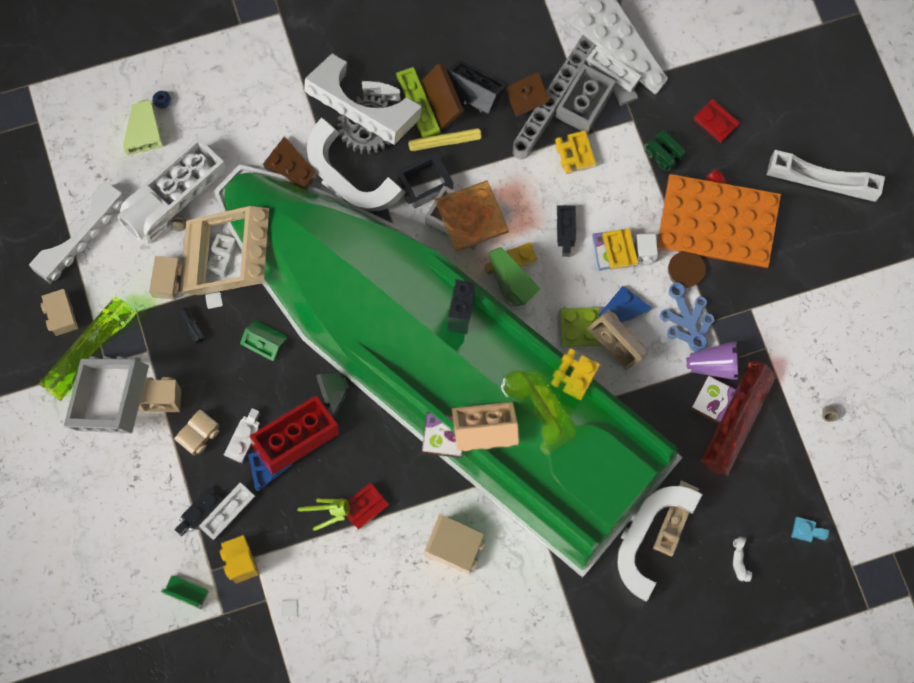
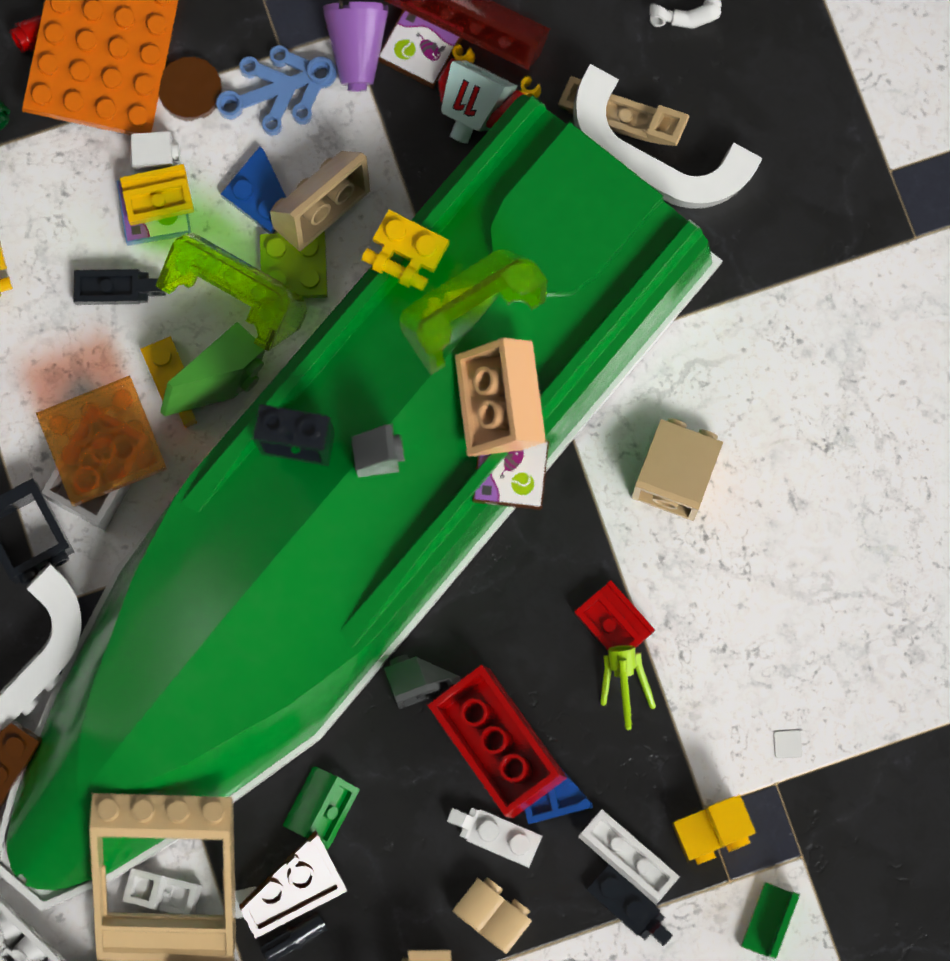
camera: 85 degrees left, 5 degrees up
(218, 323) = (293, 888): none -> wing
(452, 355) = (377, 451): none -> dark grey slope
(555, 306) = (274, 306): none -> clear neon green windscreen
(684, 430) = (476, 95): none -> light aqua torso

